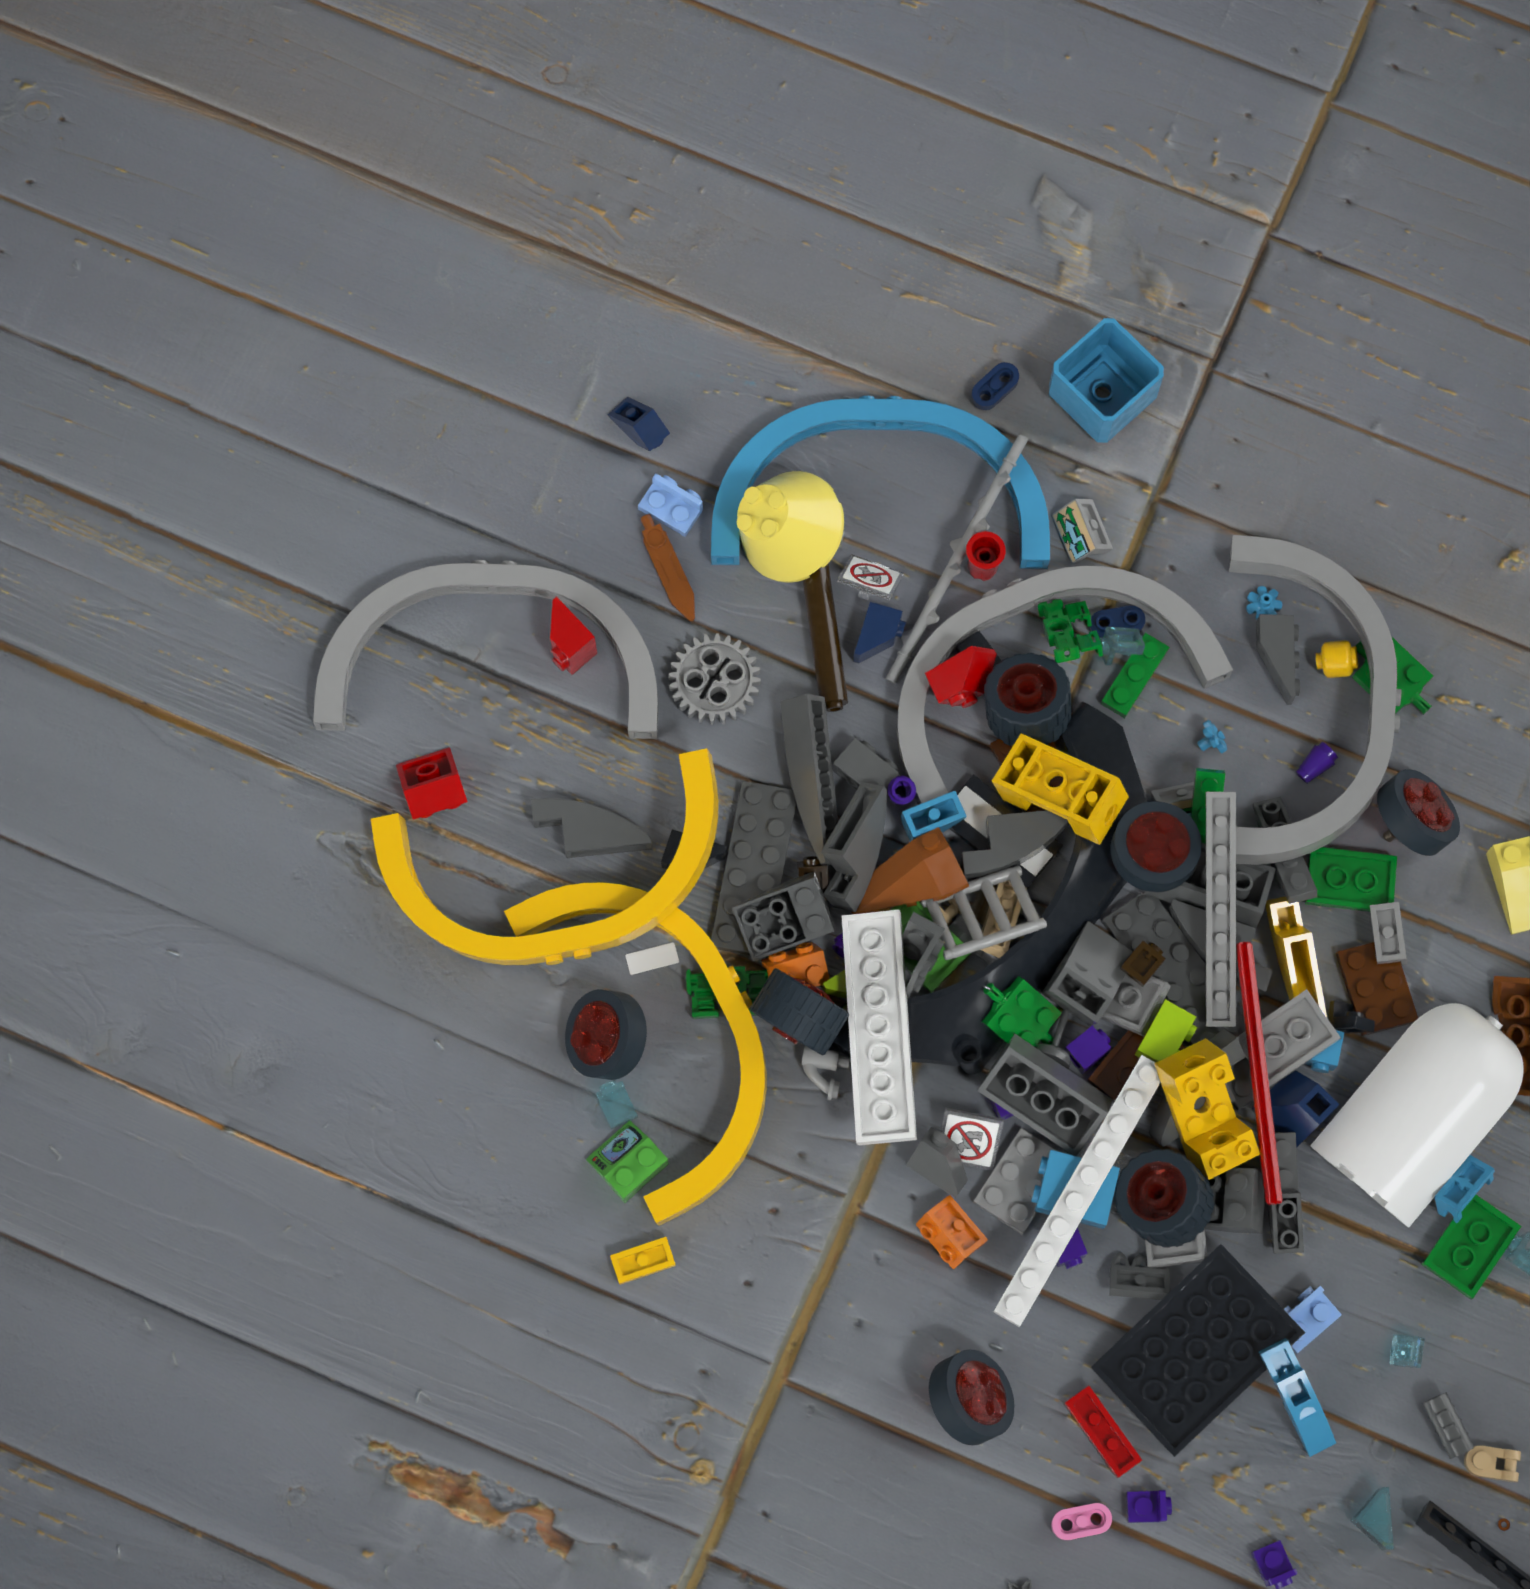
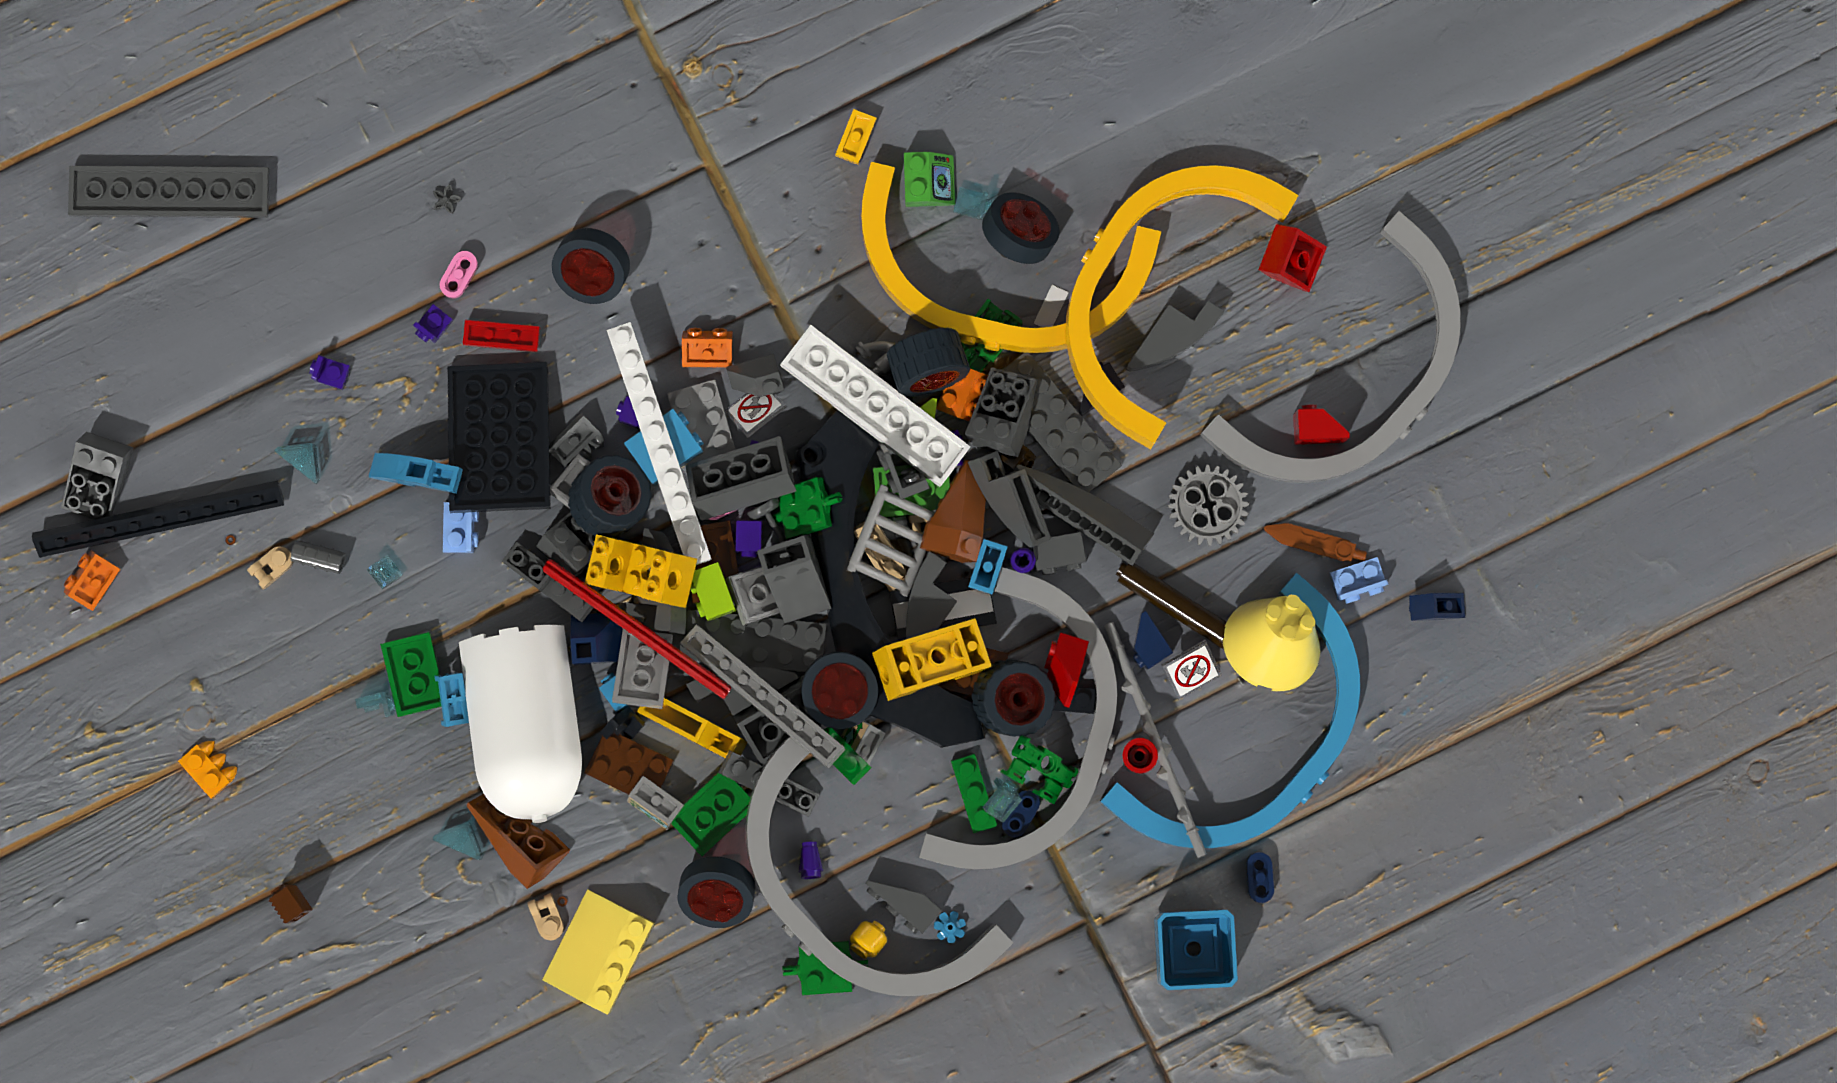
camera: 130 degrees right, 10 degrees up
(1081, 530) = (1105, 847): panel -> none
(1143, 962) = (772, 618): dark brown bracket -> none
(1212, 738) = (885, 806): dark azure plant -> none

